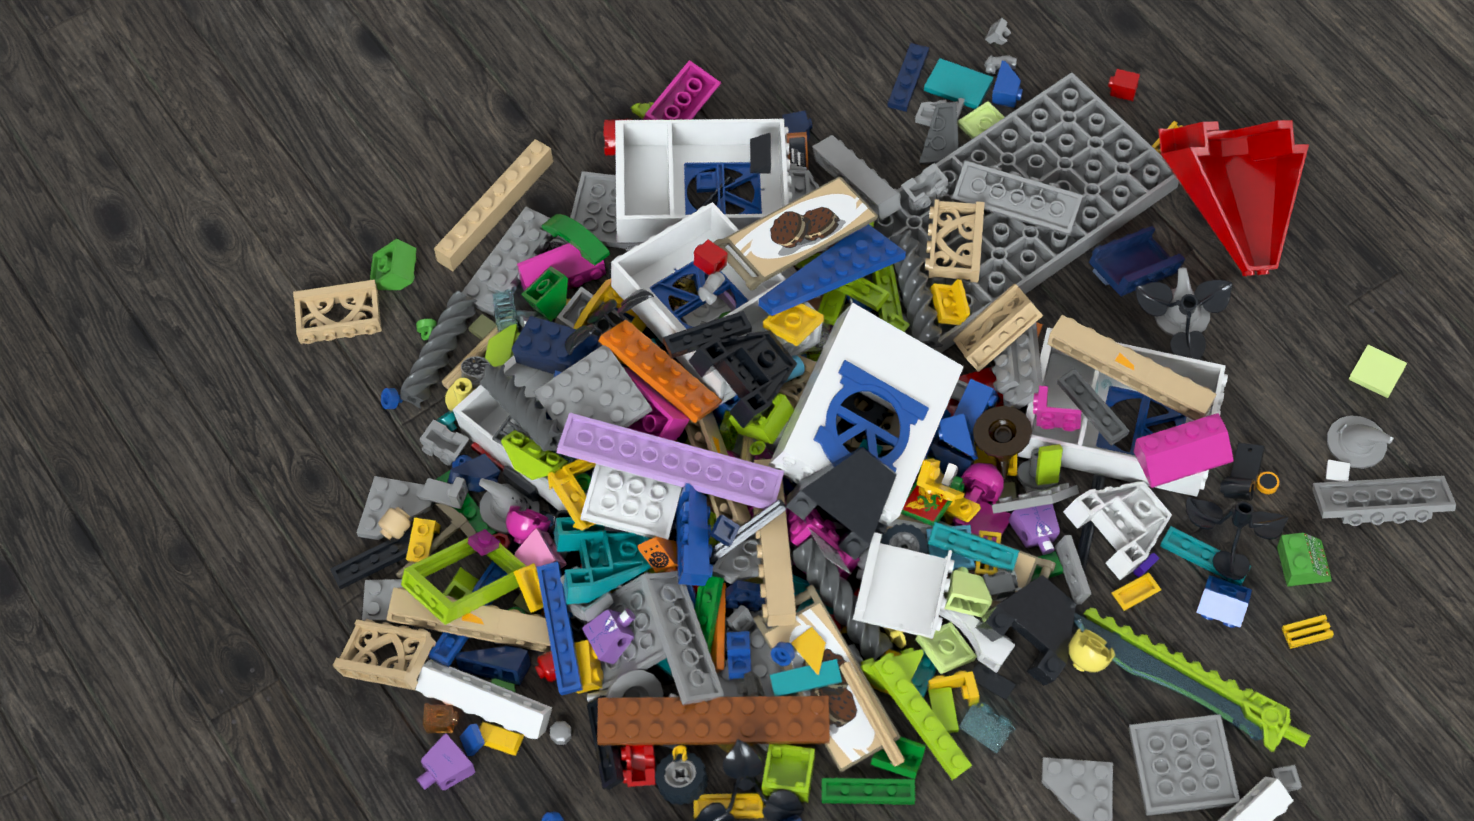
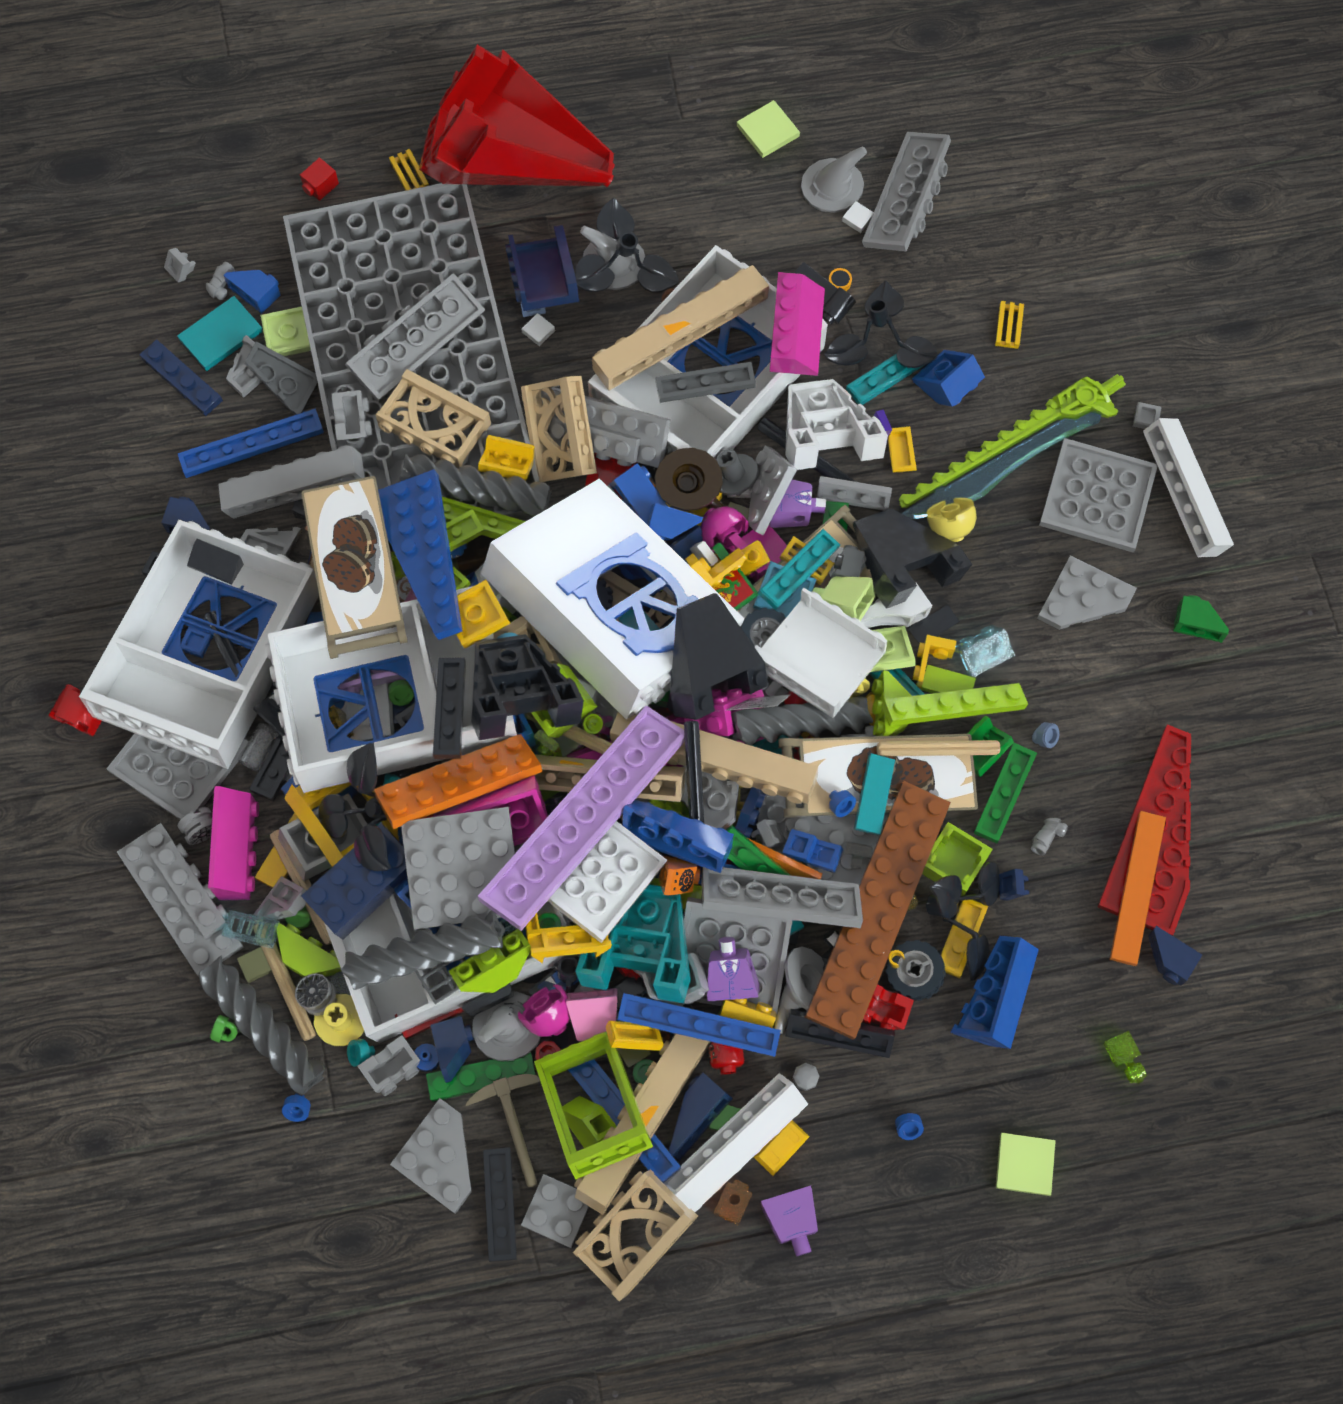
camera: 70 degrees left, 10 degrees up
(347, 327) = (114, 1128): tan fence -> none
(393, 266) = (115, 1038): bright green slope -> none
(394, 523) = (471, 1162): tan head -> none
(421, 539) = (505, 1139): yellow bracket -> none
(445, 493) = (459, 1089): light grey bracket -> none
(472, 739) = (775, 1176): blue tile -> none
(483, 542) = (555, 1067): magenta plate -> none
(493, 205) = (96, 886): tan brick -> none
(548, 293) = (264, 868): green slope -> none
(578, 236) = (206, 805): green slope -> none
(641, 109) = (58, 666): lime tile -> none
(684, 95) = (75, 619): dark pink slope -> none
(710, 257) = (347, 665): red brick -> none
(712, 284) = (386, 679): light grey arm -> none
(724, 530) = (688, 796): dark blue tile -> none
(798, 150) = (219, 521): slope -> none
(811, 648) = (846, 772): yellow sticker -> none
(877, 141) = (250, 443): none -> blue plate
(898, 322) = (507, 521): lime tile -> none
(936, 804) = (1046, 735): none -> sand blue tile
(1048, 464) = (743, 455): lime tile -> none
(1054, 417) = (692, 428): dark pink bracket -> none
(1087, 286) = (538, 329): none -> white tile
(1303, 559) = (936, 292): bright green slope -> none

